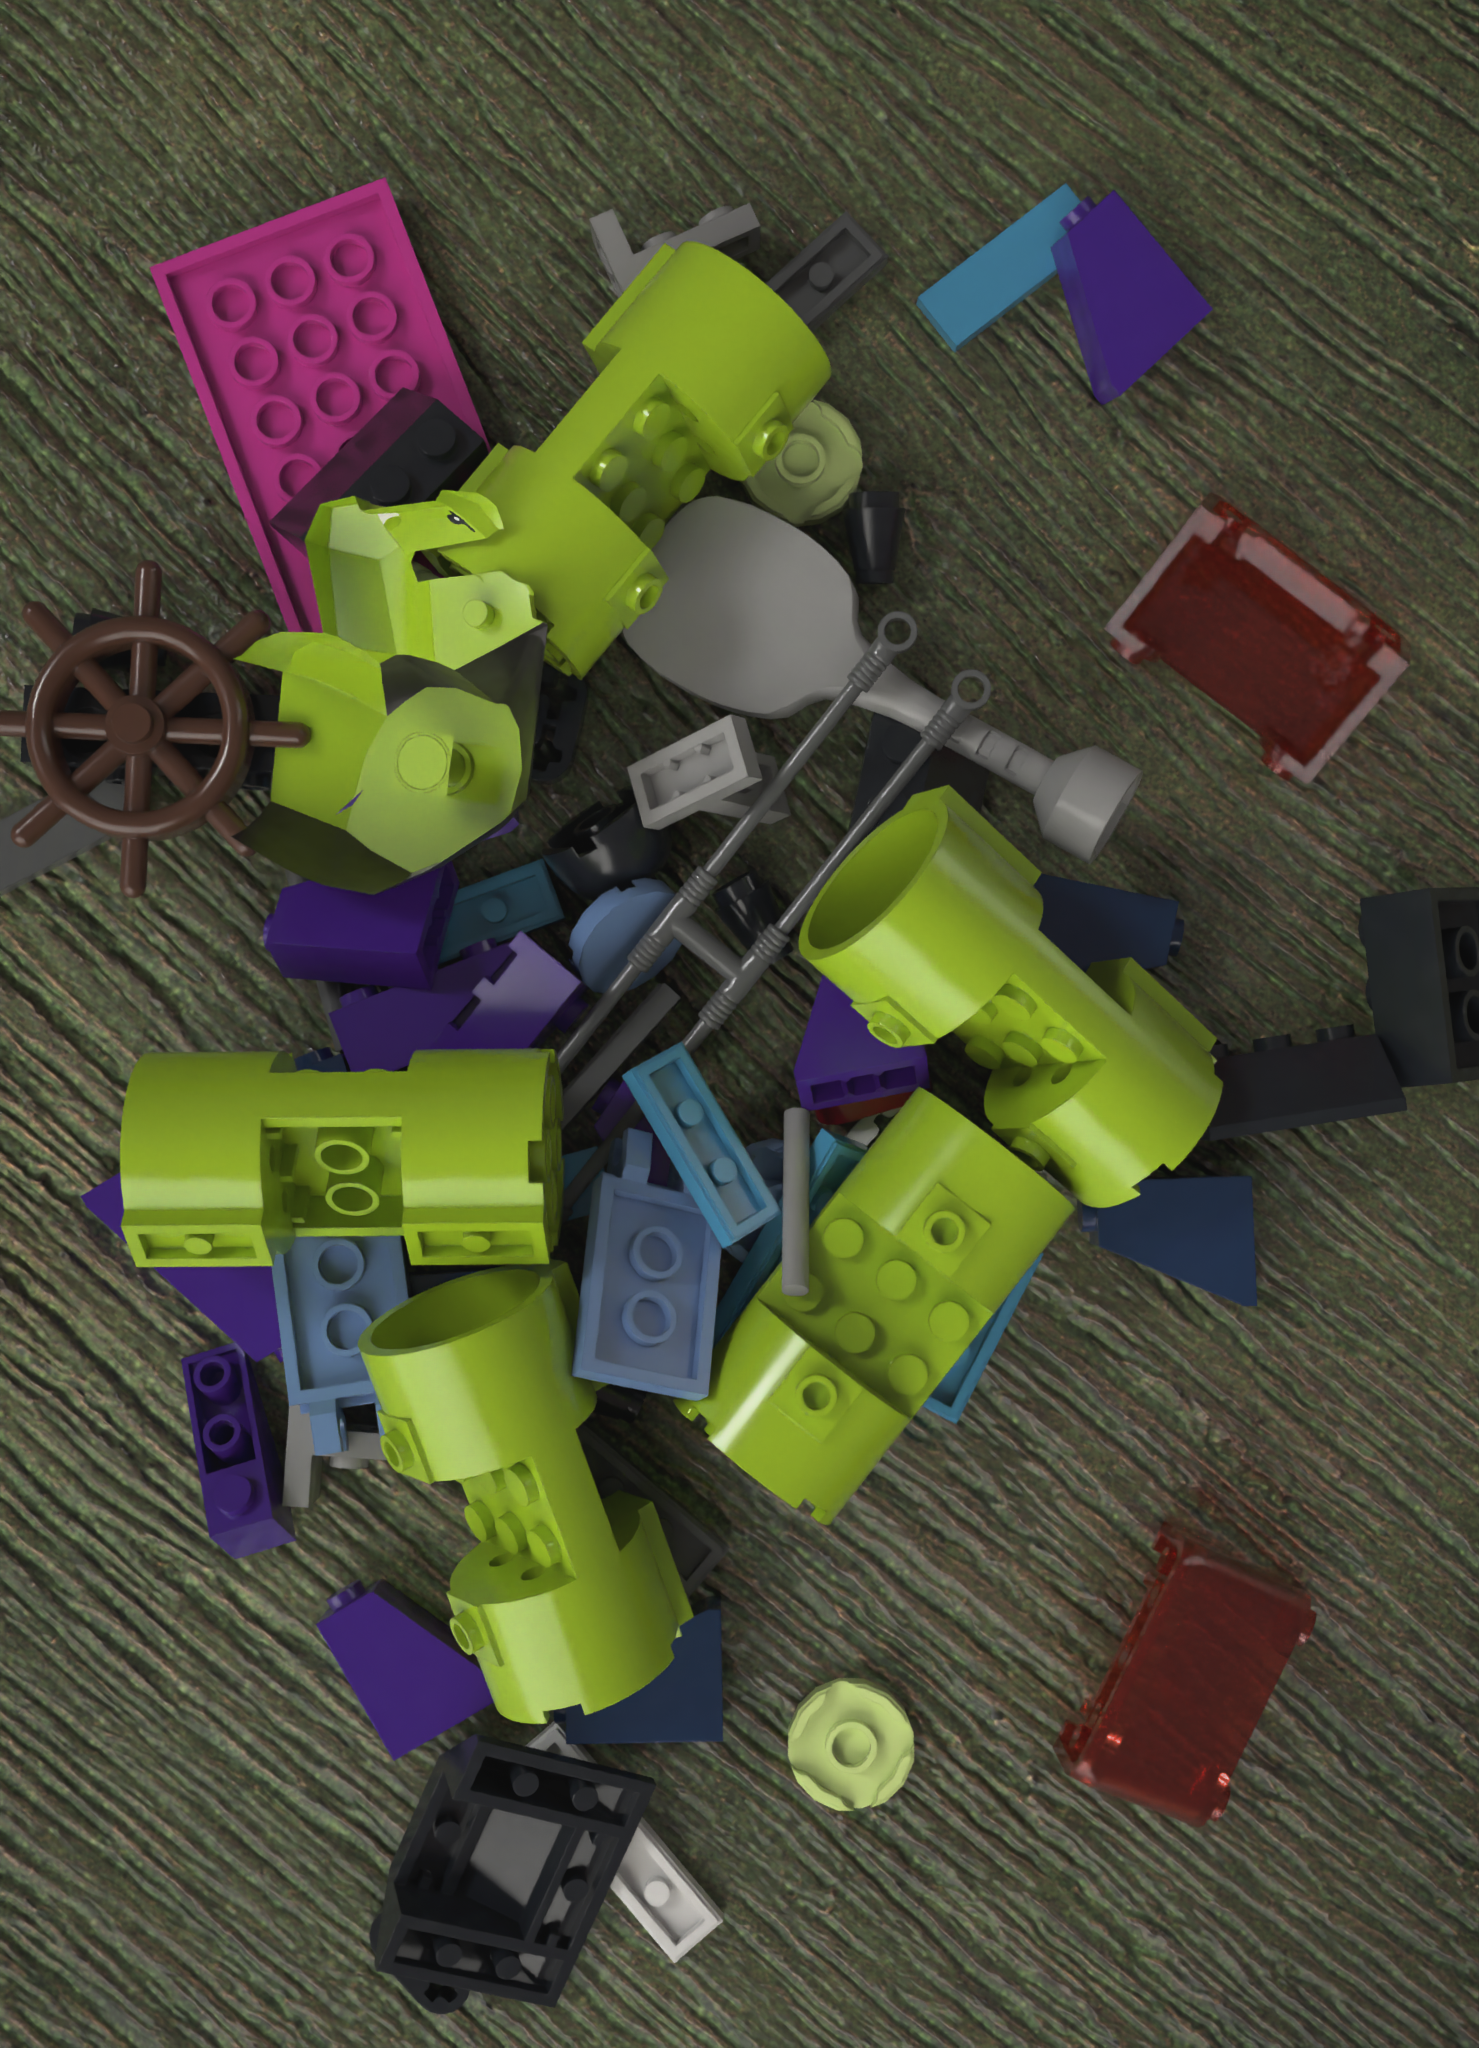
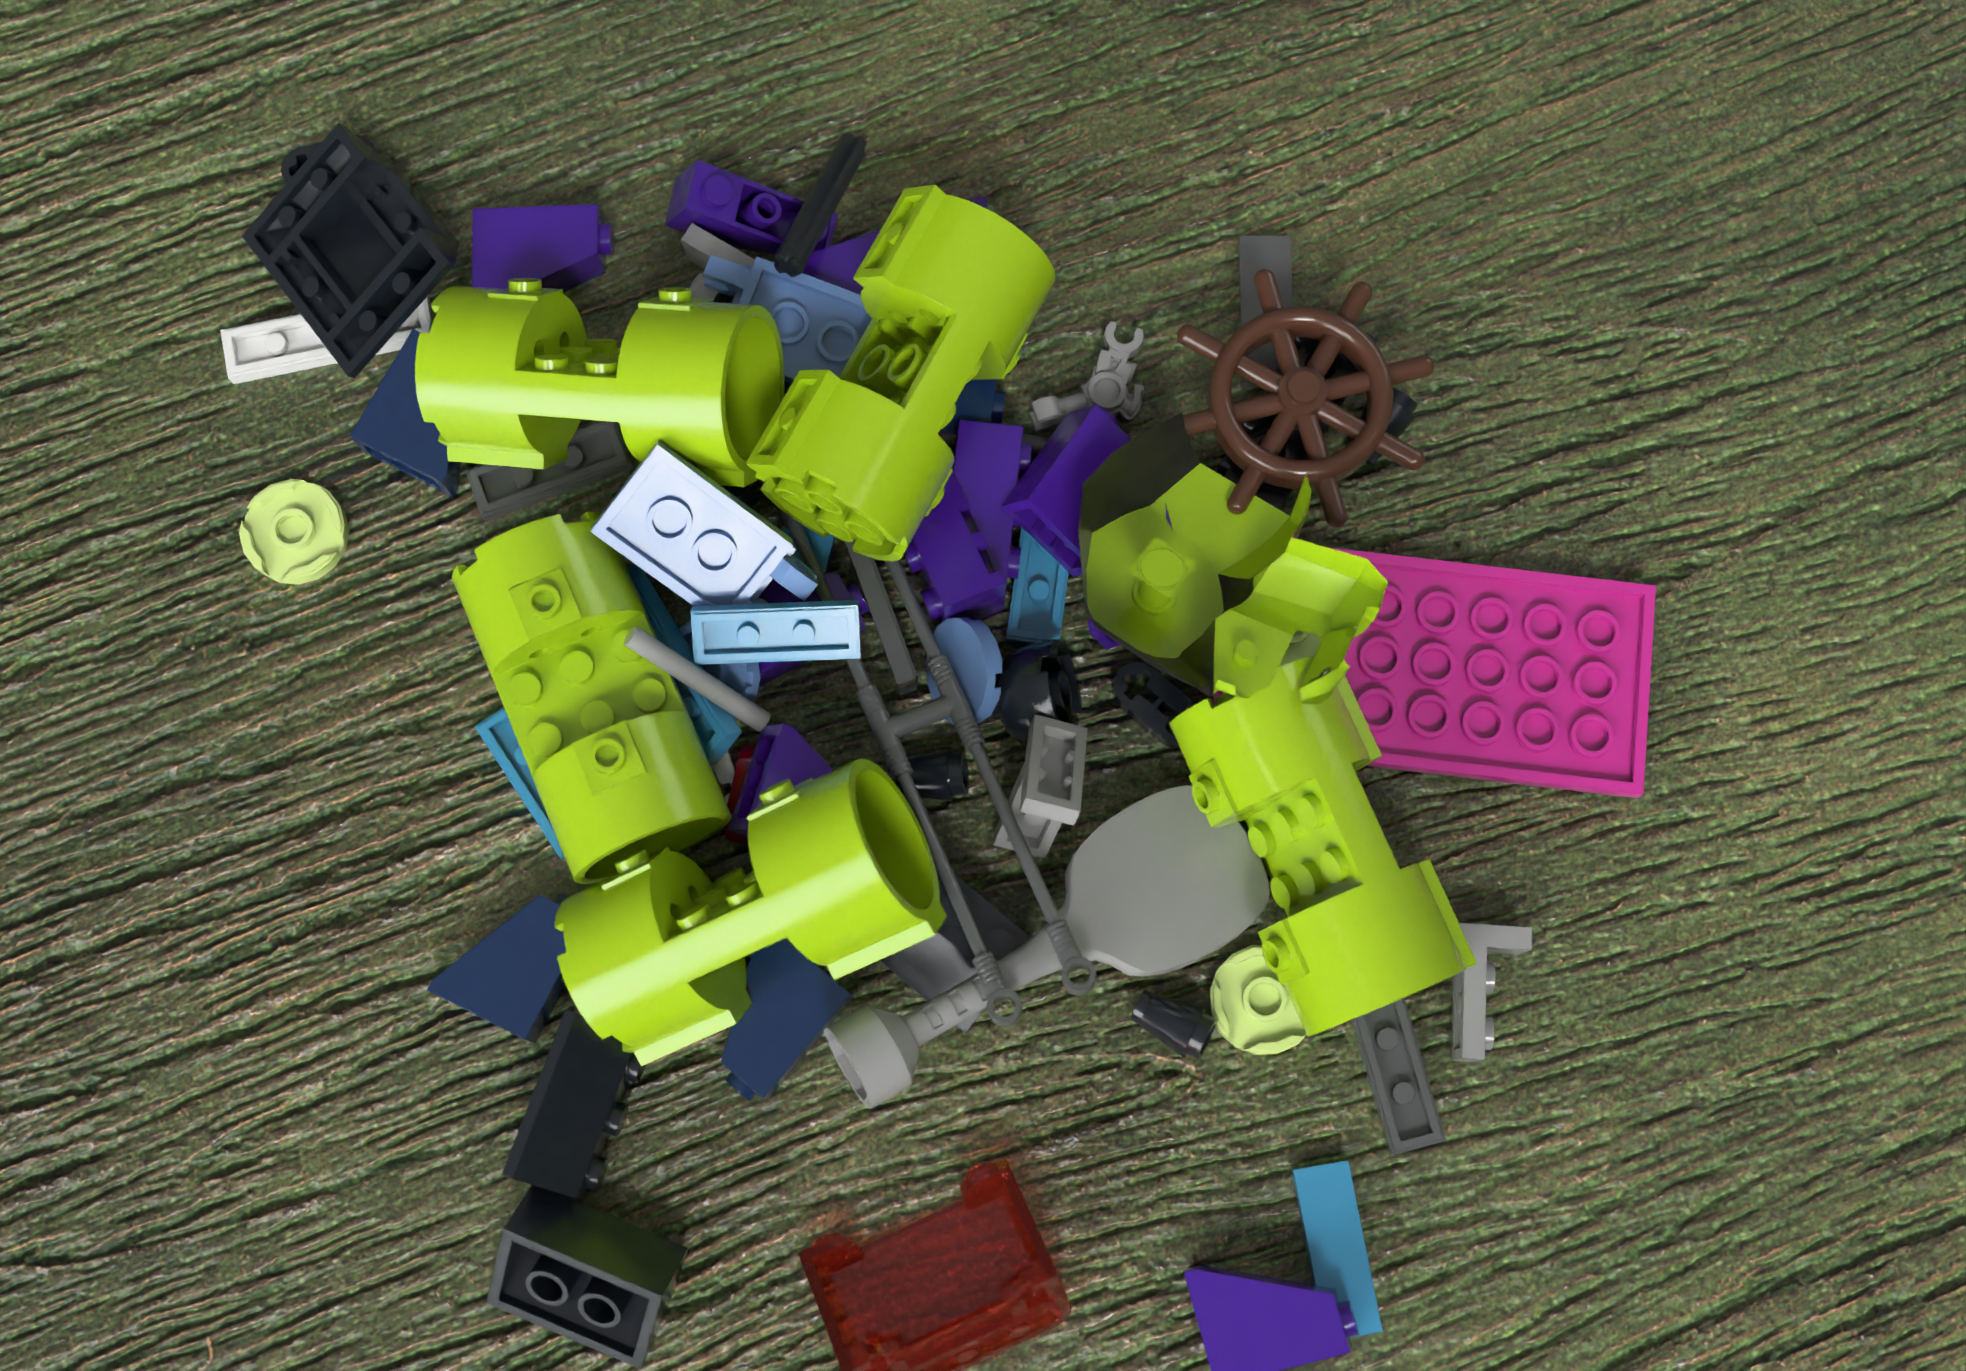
camera: 120 degrees right, 10 degrees down
(187, 1374) = (820, 205): none -> black axle
(234, 956) = (1104, 388): none -> light grey piece
(394, 460) = (1402, 670): black slope -> none
(1187, 1680) = (191, 792): clear red windscreen -> none

